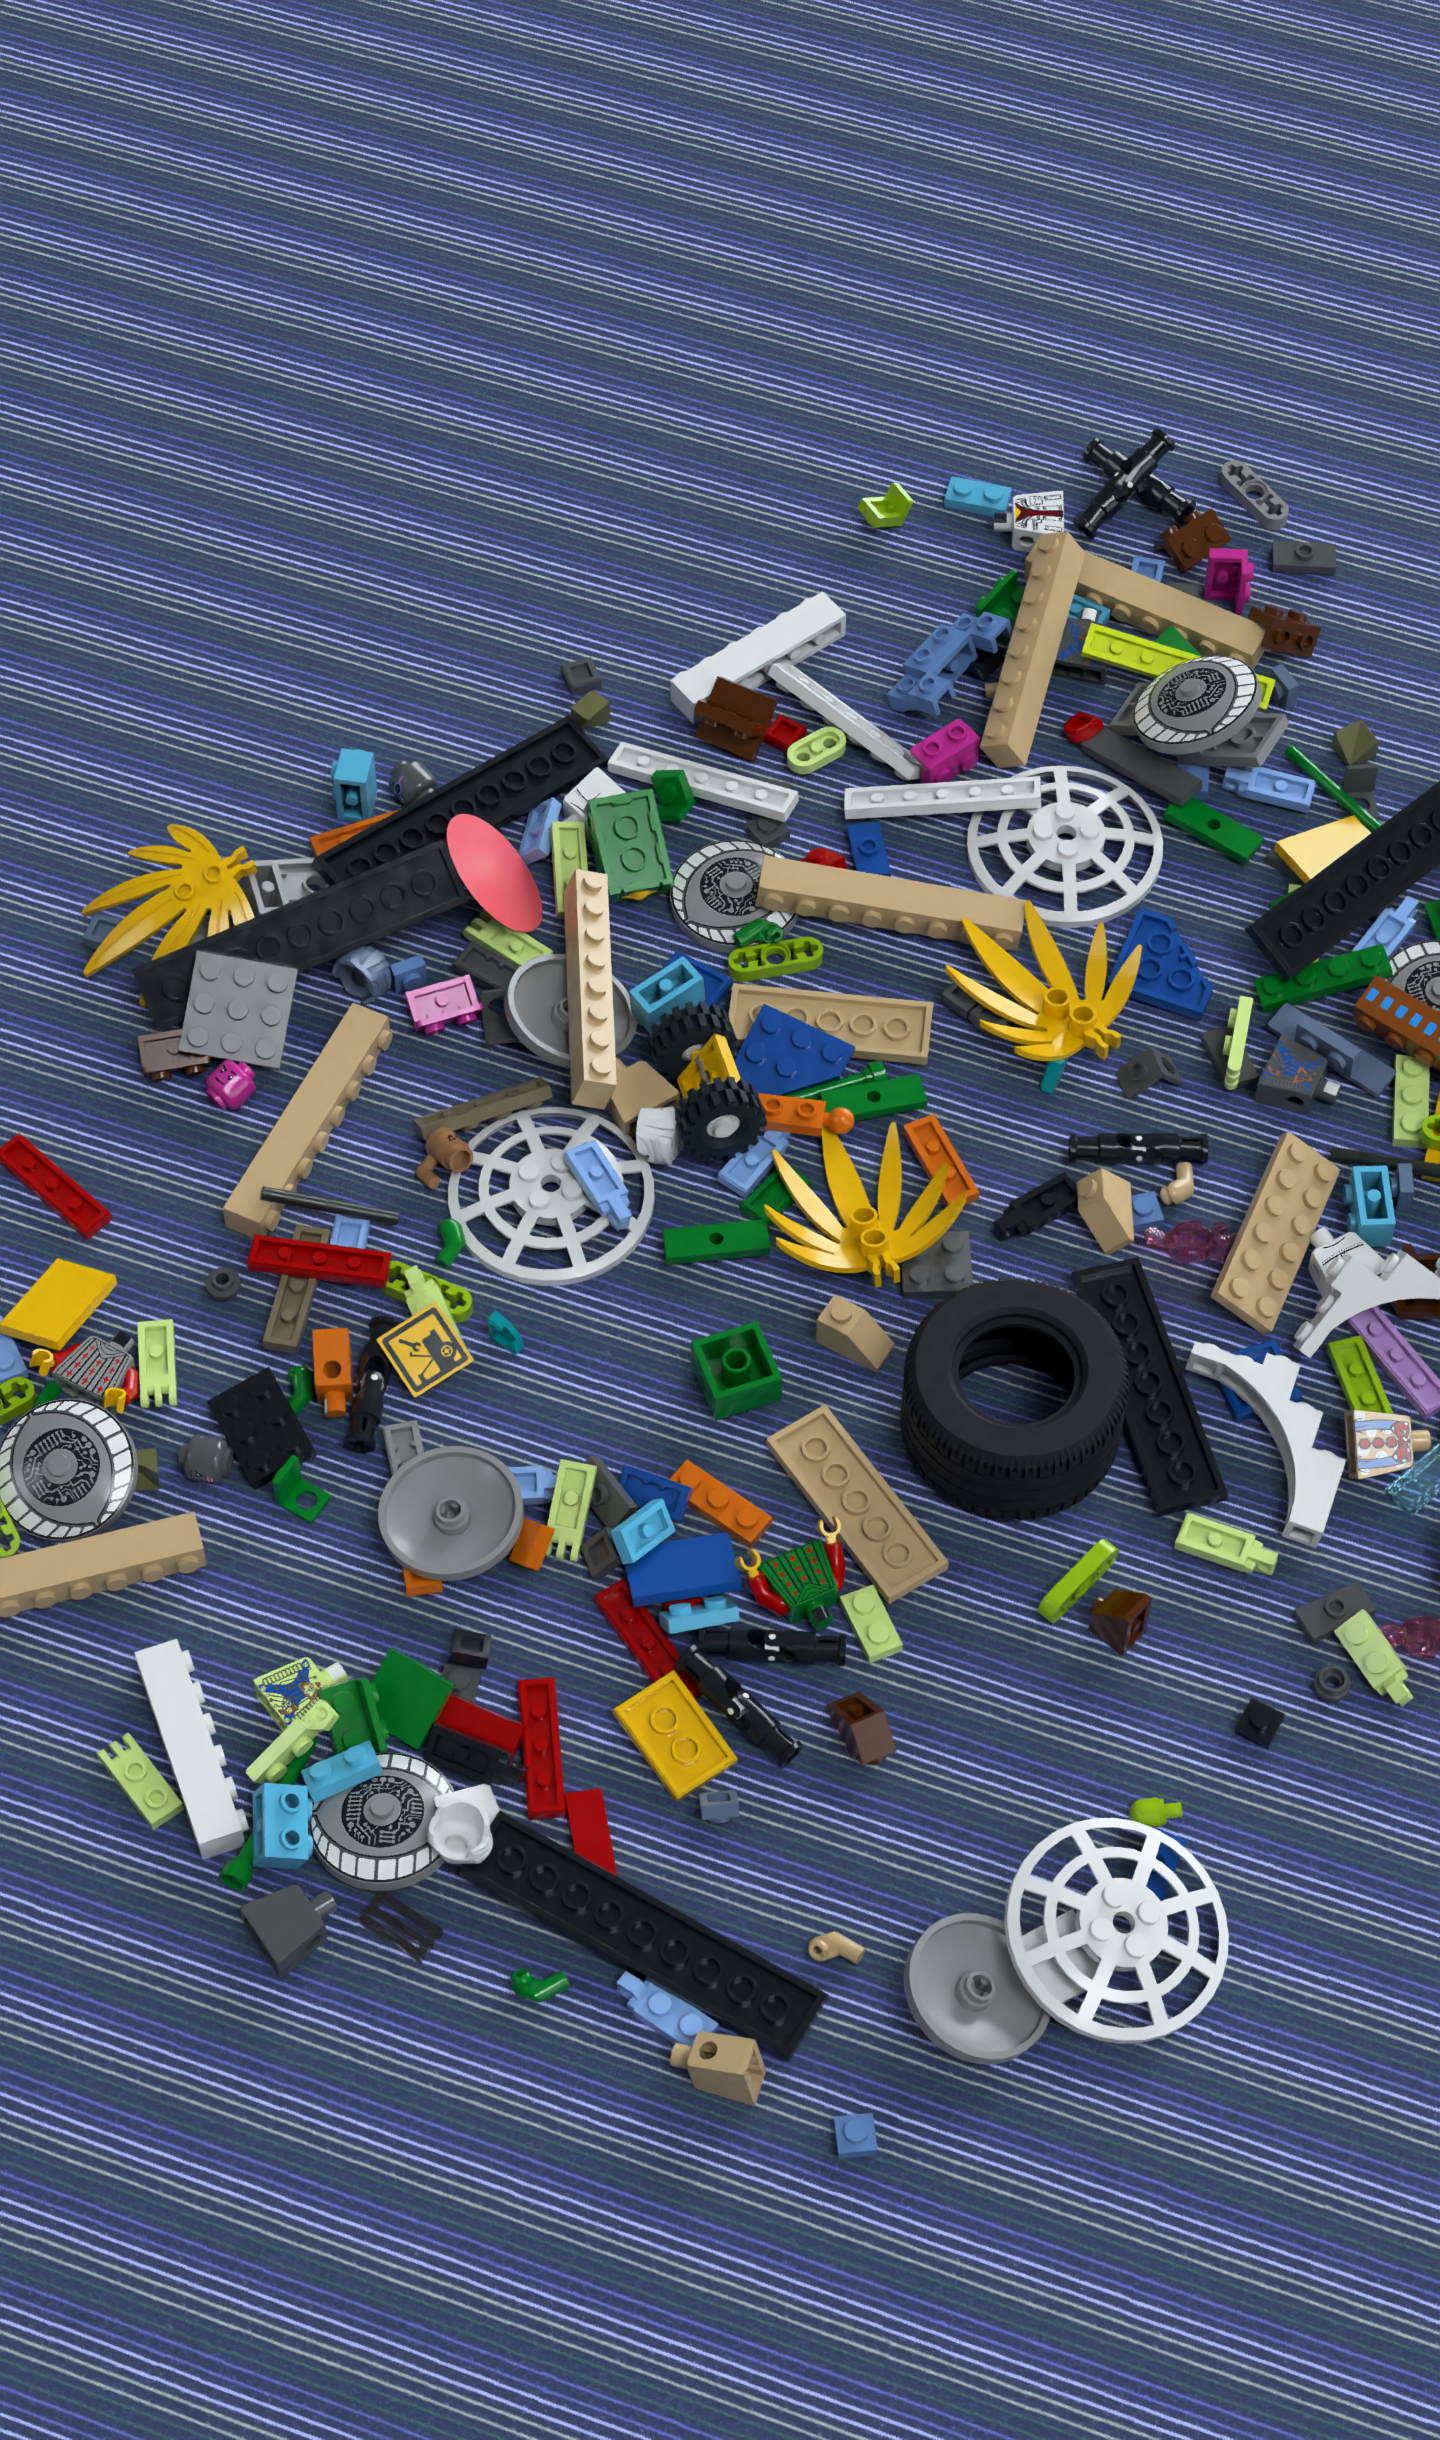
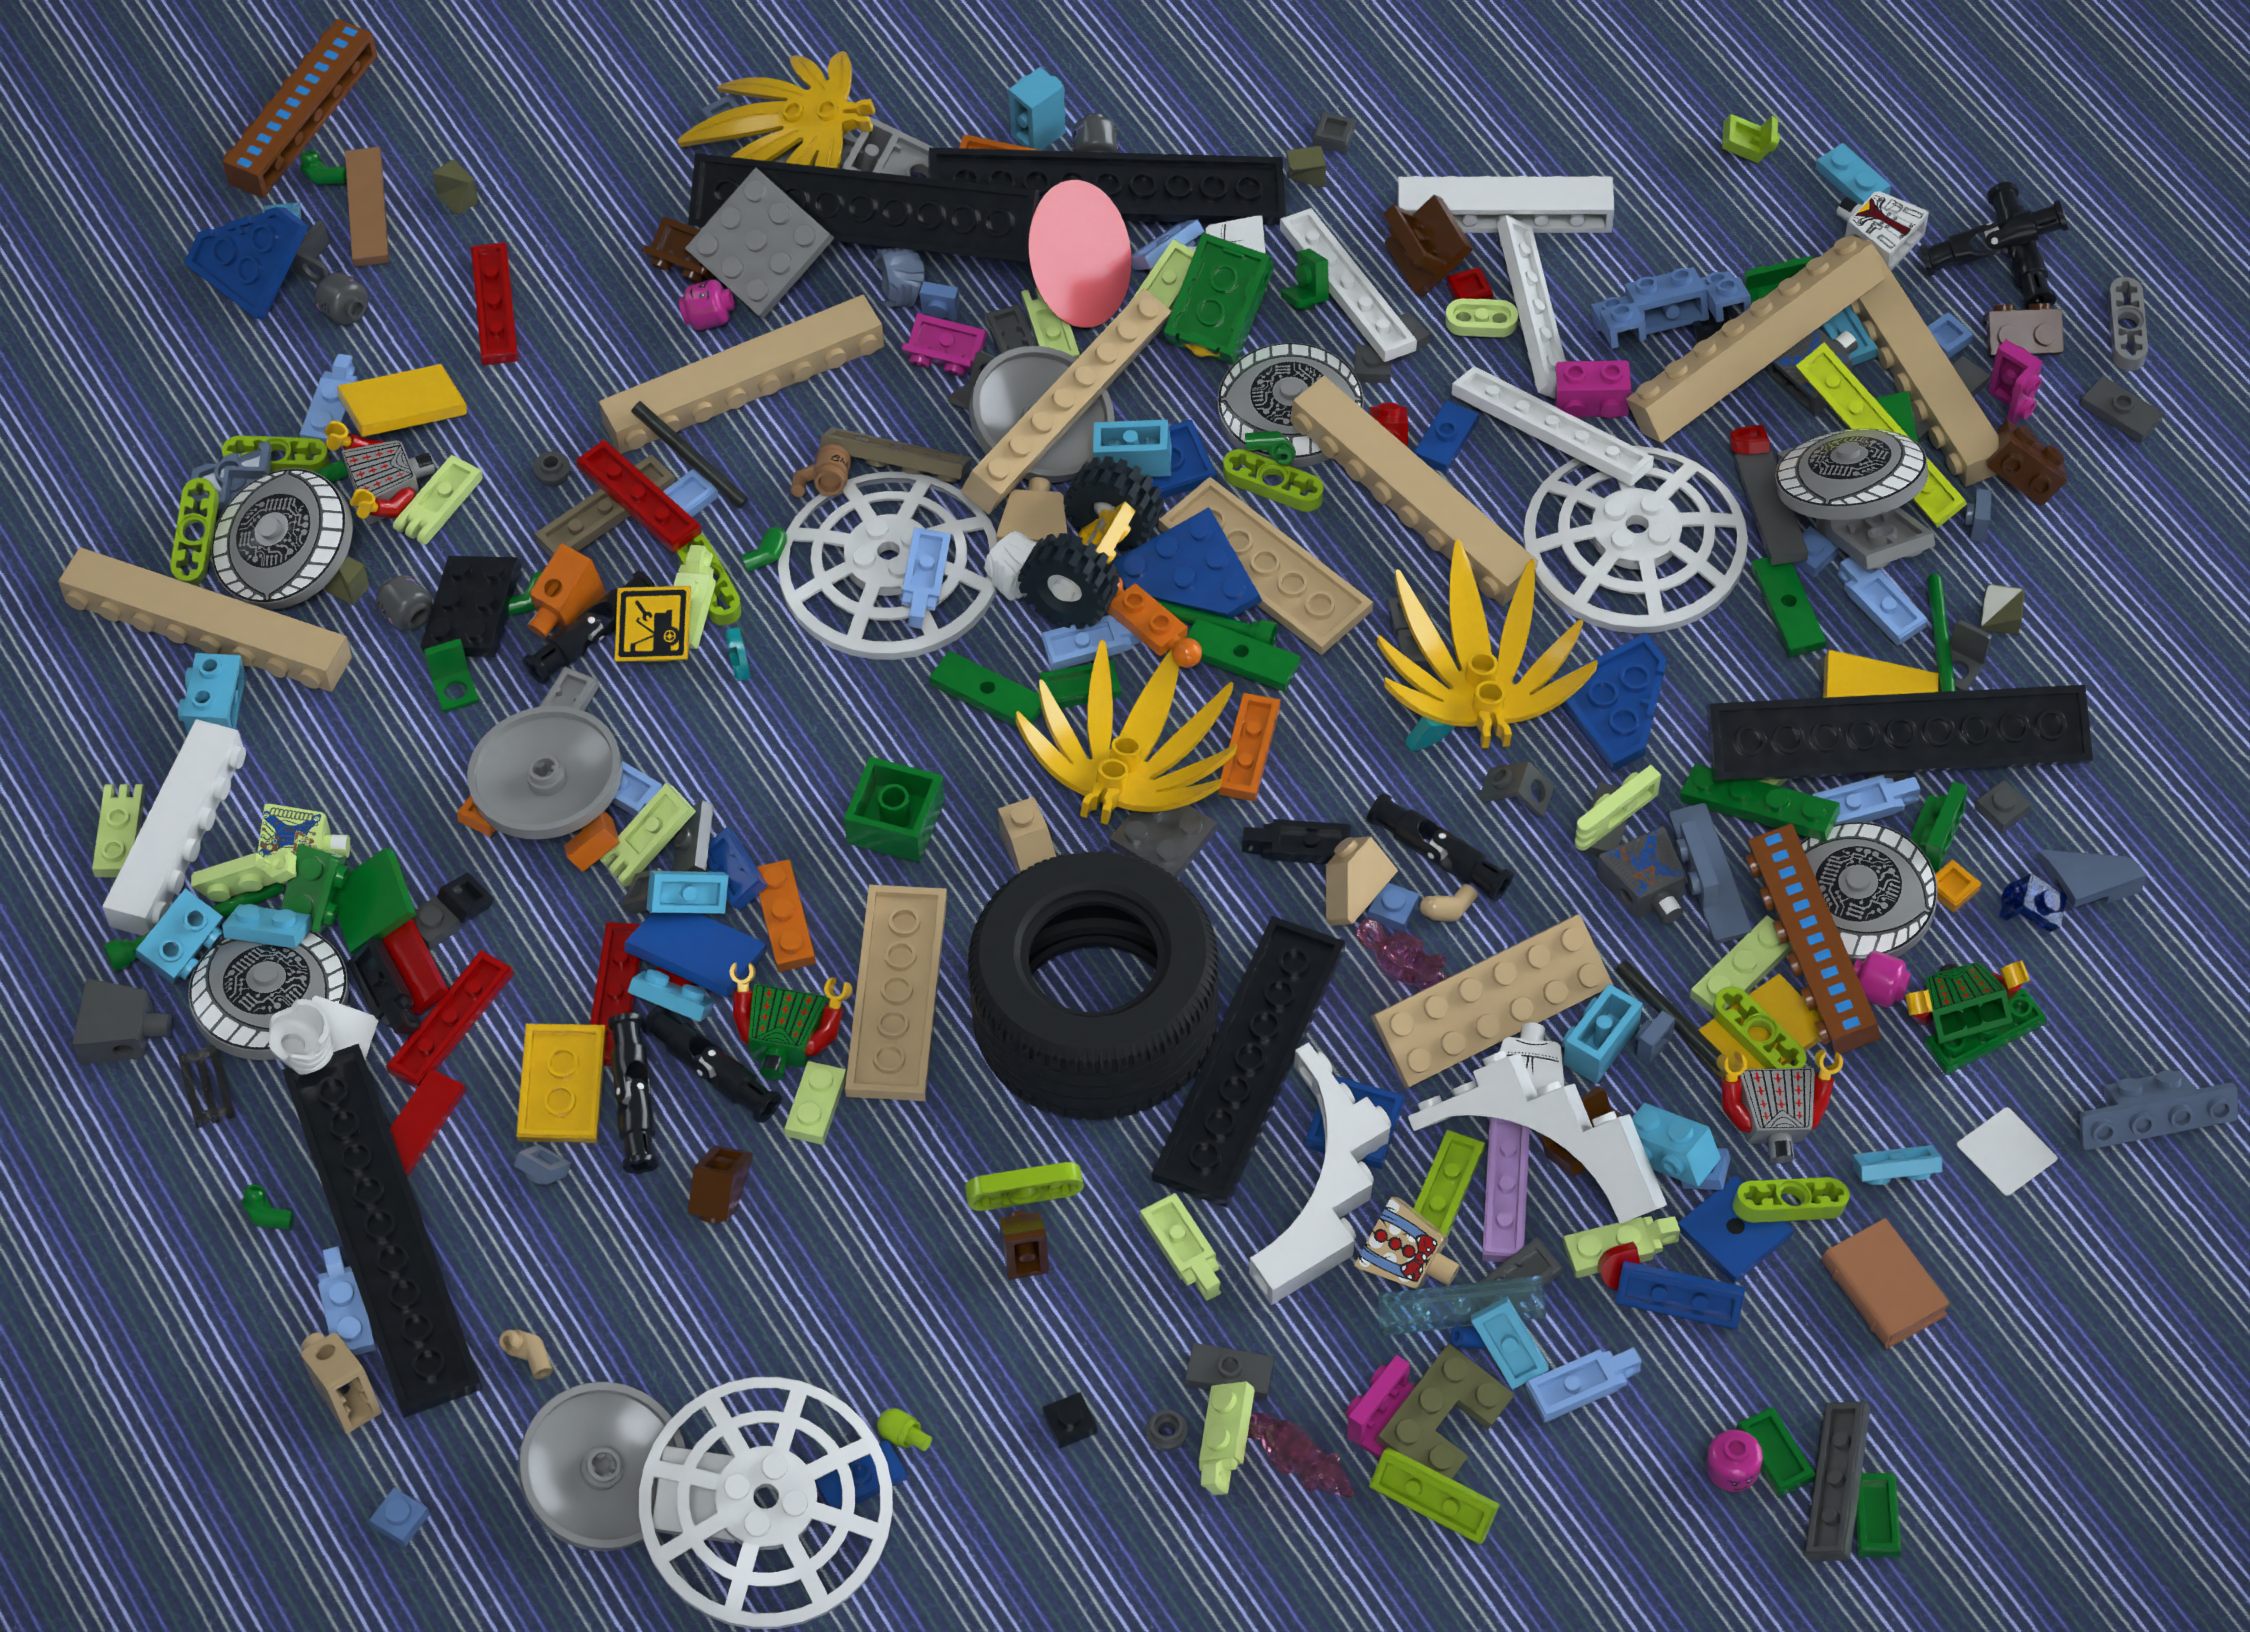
camera: 40 degrees right, 0 degrees up
(120, 1625) = (213, 690): none -> medium azure brick

